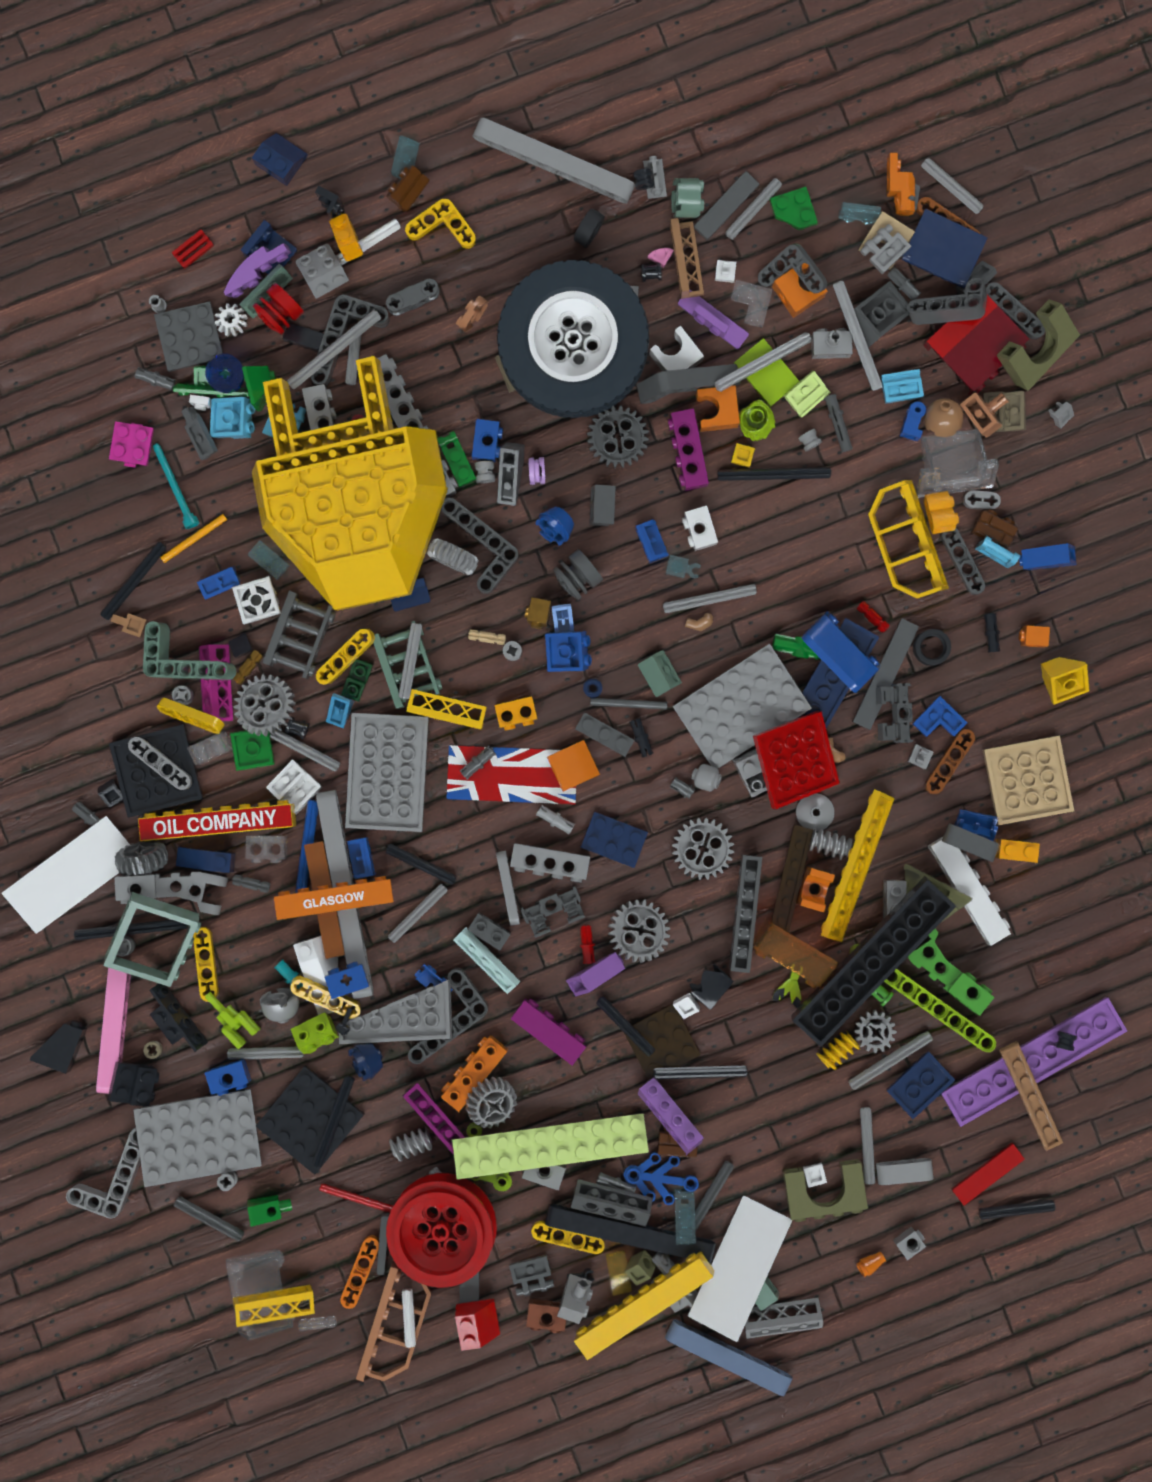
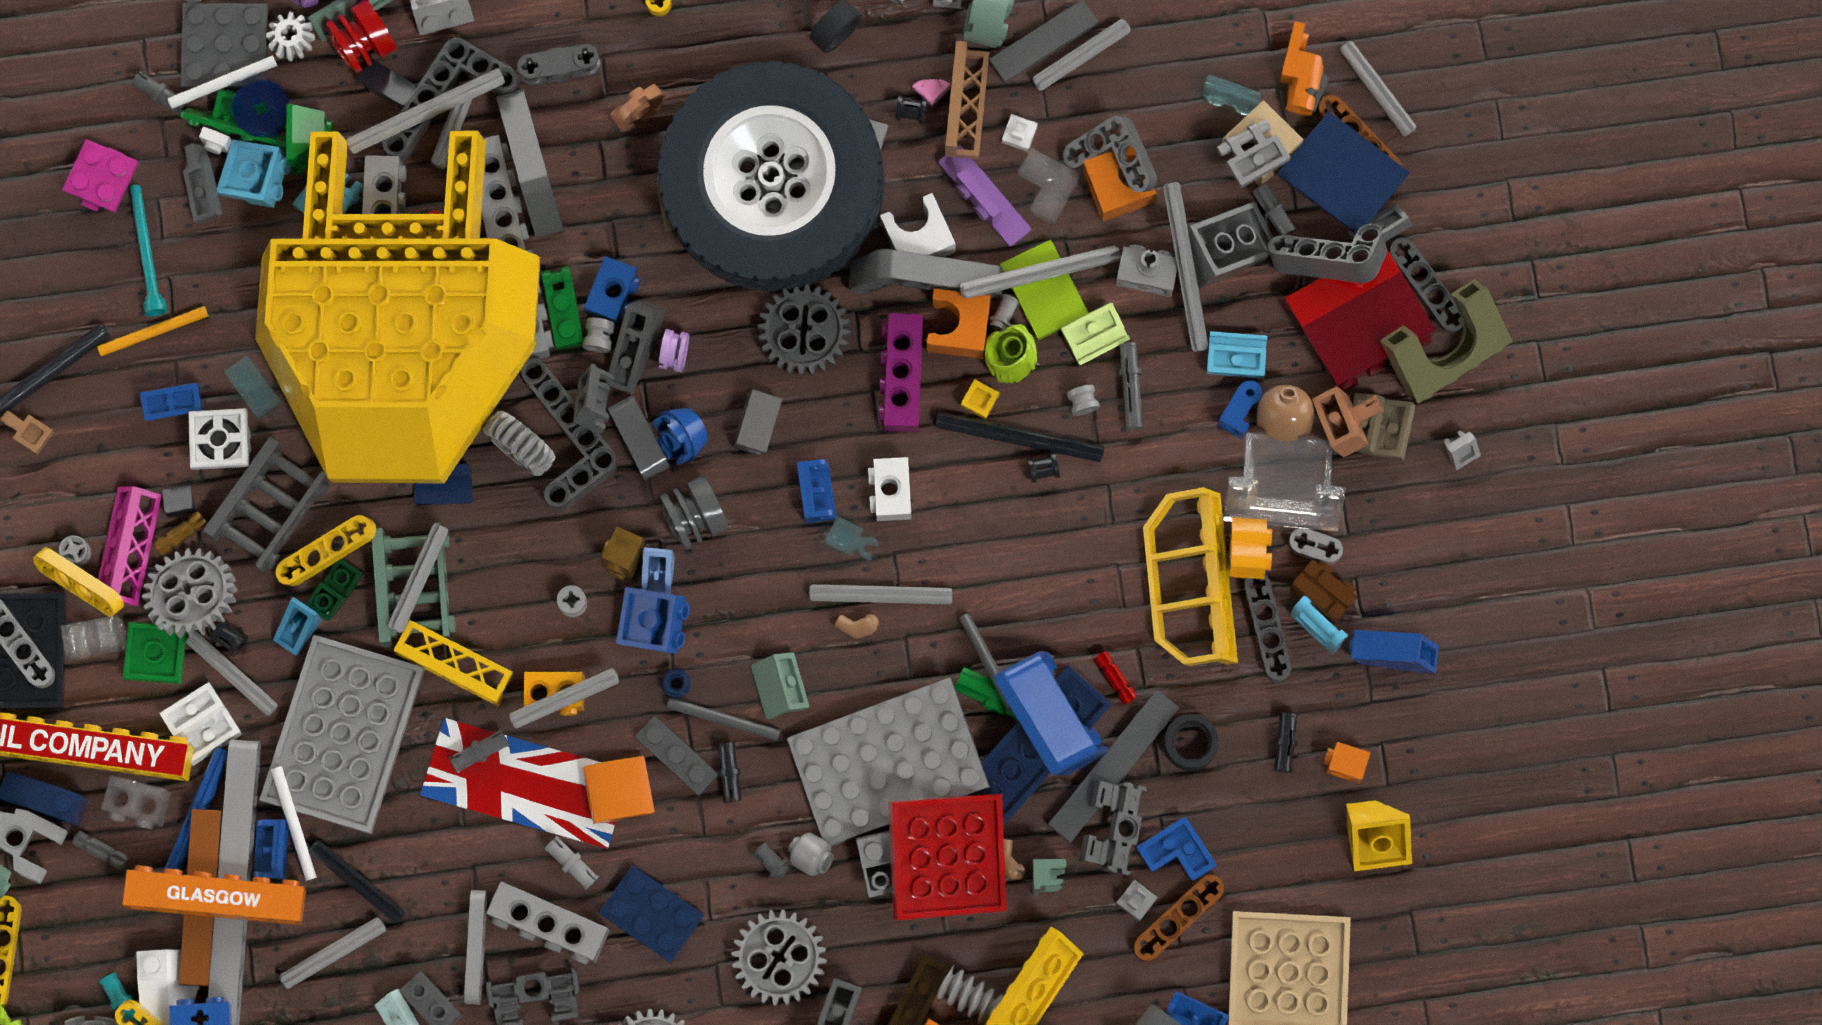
camera: 15 degrees right, 10 degrees down
(164, 665) = (83, 509): sand green beam -> none
(194, 361) = (222, 82): none -> white bar
(371, 838) = (293, 823): none -> white bar
(411, 367) = (529, 163): none -> beam
(487, 637) = (540, 572): tan axle -> none
(492, 516) = (592, 399): none -> dark grey hinge
(525, 716) = (563, 698): none -> light grey axle
(528, 533) = (638, 437): none -> dark grey beam
(744, 394) = (1004, 313): none -> light grey pin
(788, 623) = (982, 651): none -> dark grey bar
(790, 495) = (1039, 474): none -> black bush
(794, 209) = (1141, 68): green plate -> none
(805, 809) = (970, 958): light grey dish -> none
(859, 757) = (1045, 875): none -> sand green hinge

